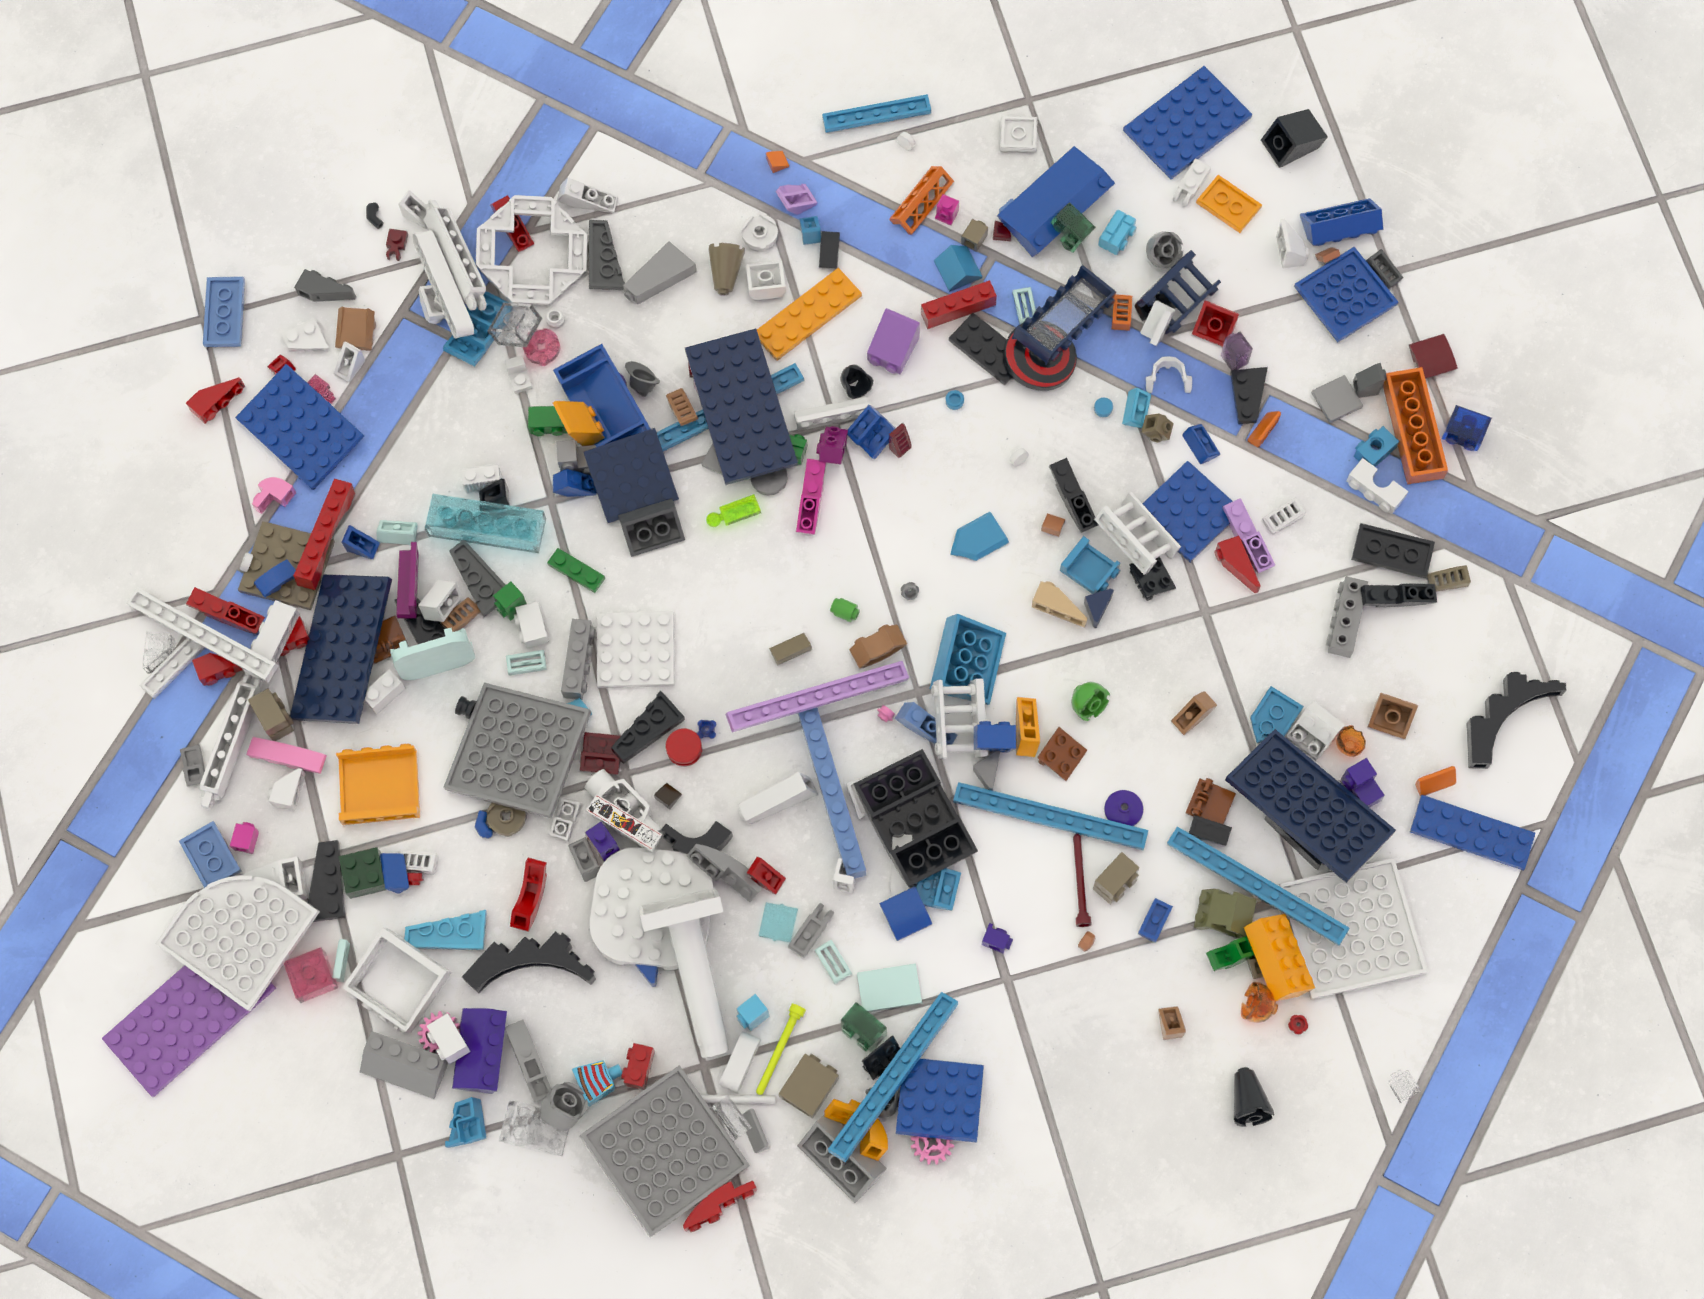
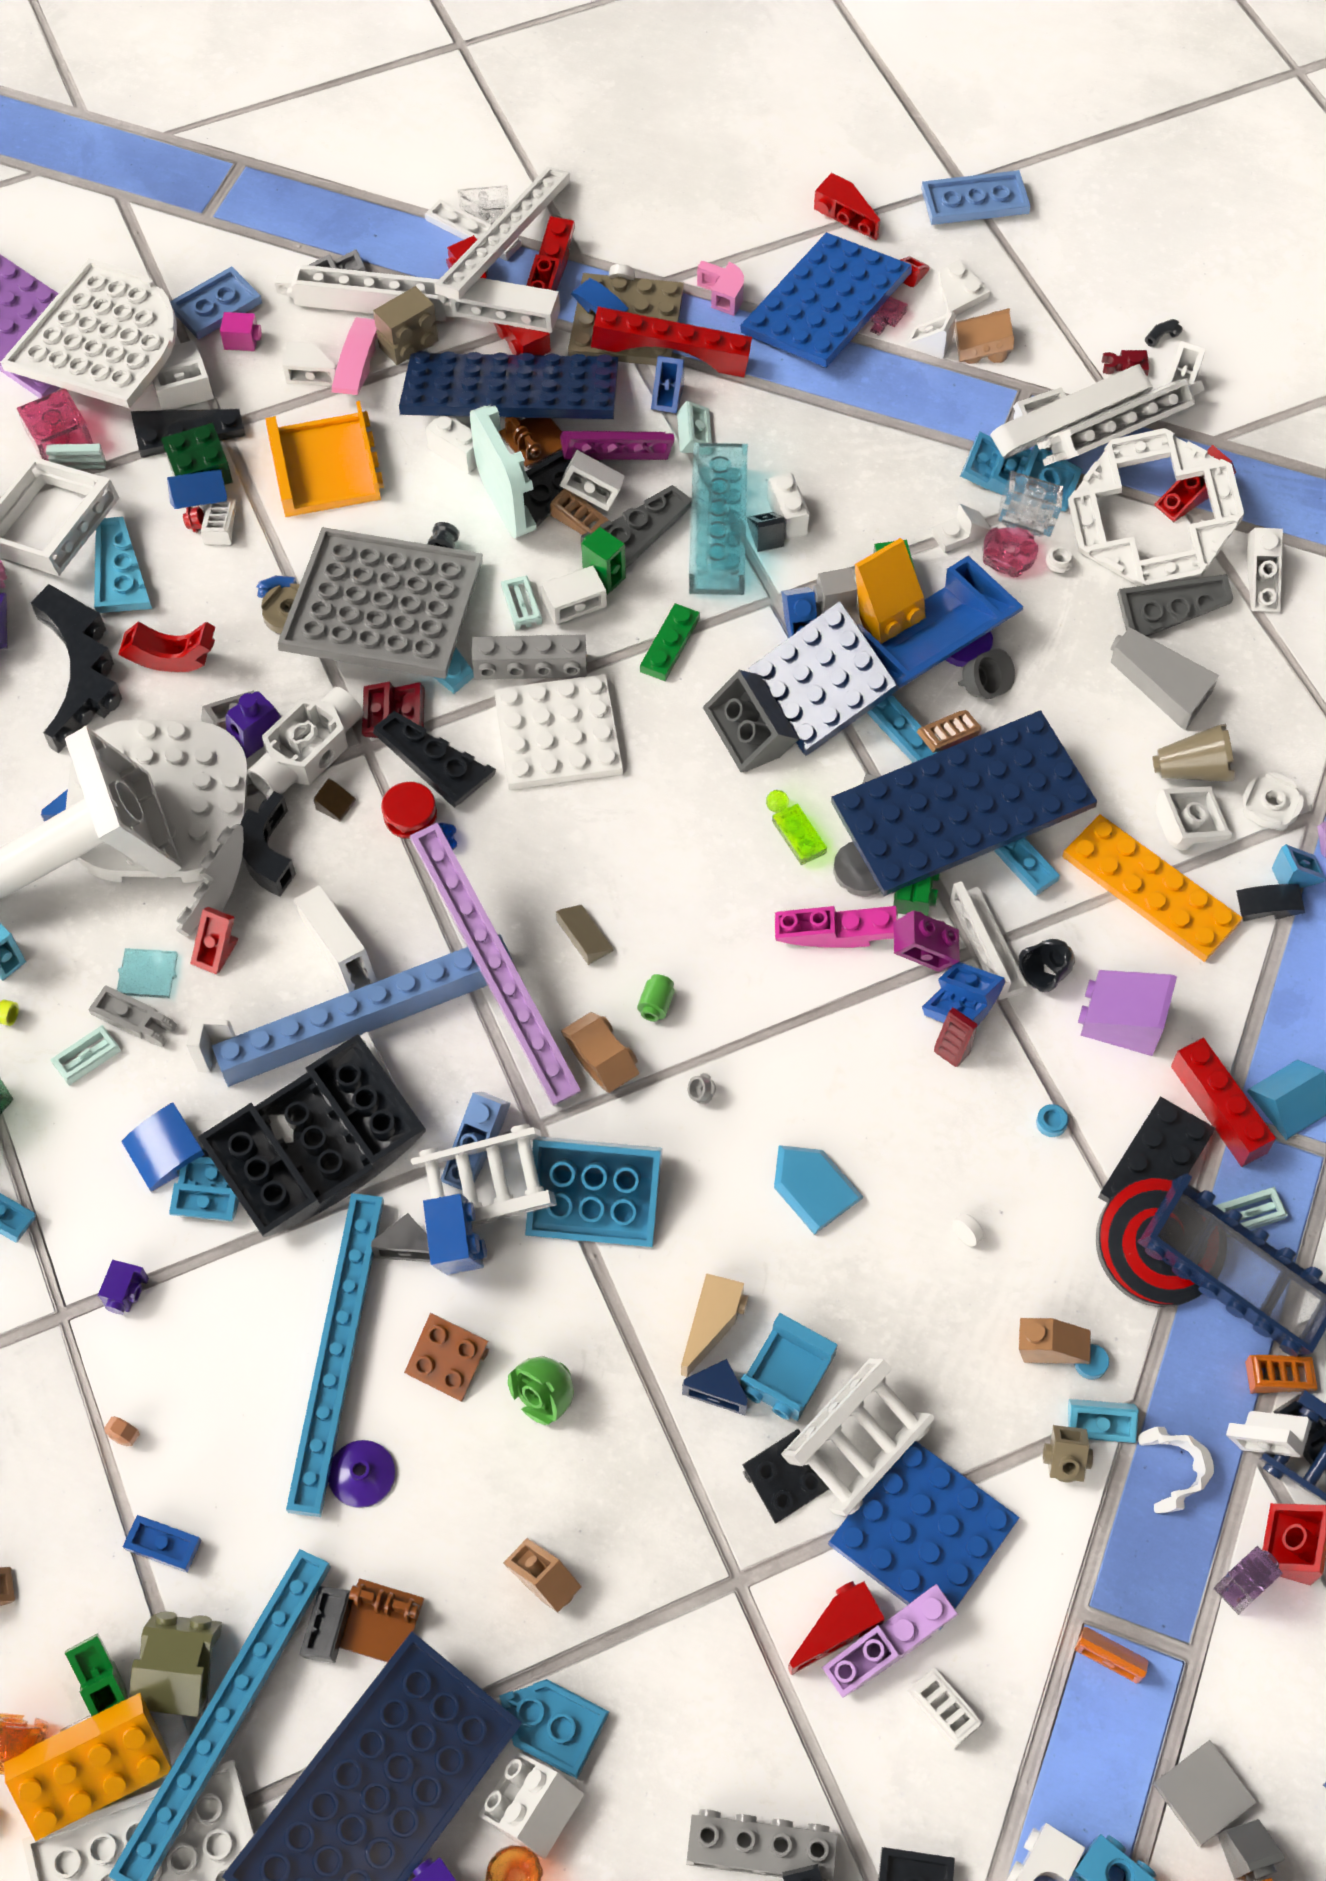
camera: 80 degrees right, 10 degrees down
(318, 288) = (1034, 289): dark grey slope -> none
(565, 819) = (287, 681): white slope -> none
(624, 823) = (273, 736): tile -> none
(885, 713) = (490, 1079): bright pink plate -> none
(889, 988) = (43, 1139): light aqua tile -> none
(1027, 727) = (487, 1293): light orange slope -> none
(1052, 525) = (857, 1300): nougat slope -> none
(1072, 495) = (915, 1324): black slope -> none
(1083, 918) = (163, 1422): dark red piece -> none
(1093, 423) = (1053, 1341): none -> medium nougat slope
(1116, 878) = (225, 1463): dark tan piece -> none
(1200, 443) = (1059, 1541): blue slope -> none
(1248, 392) = (1177, 1617): black wing -> none

